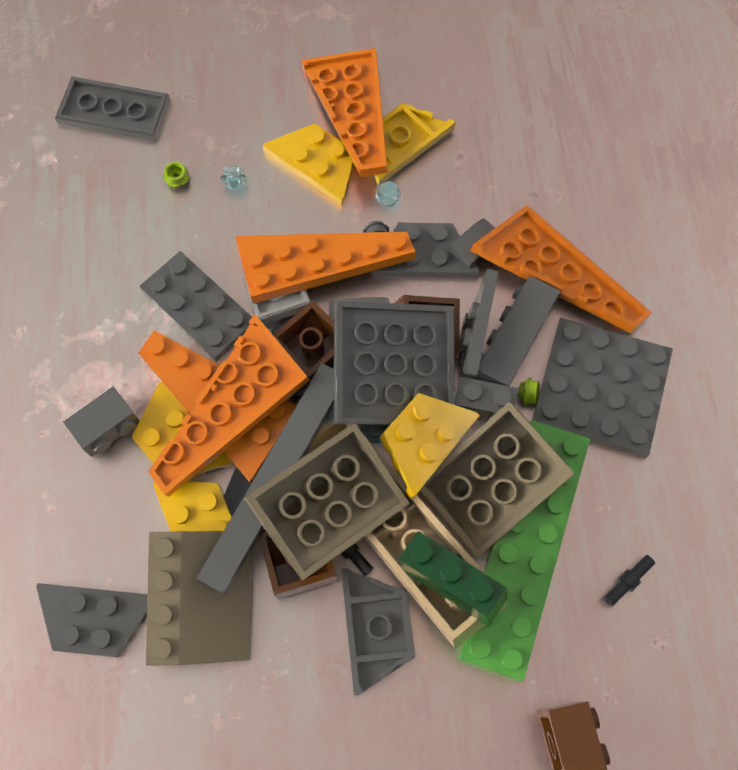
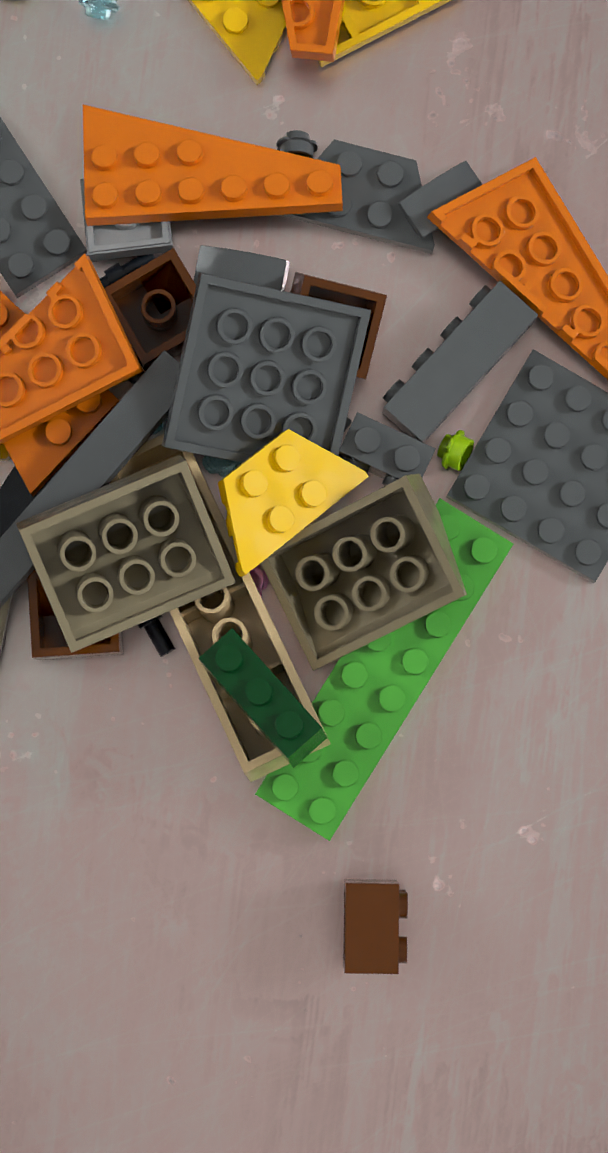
camera: 10 degrees right, 15 degrees up
(376, 628) = (159, 728): dark grey wing -> none
(388, 193) = (330, 86): clear light blue plate -> none
(476, 324) = (403, 334): dark grey wing -> none
(629, 580) = (513, 744): black bar -> none

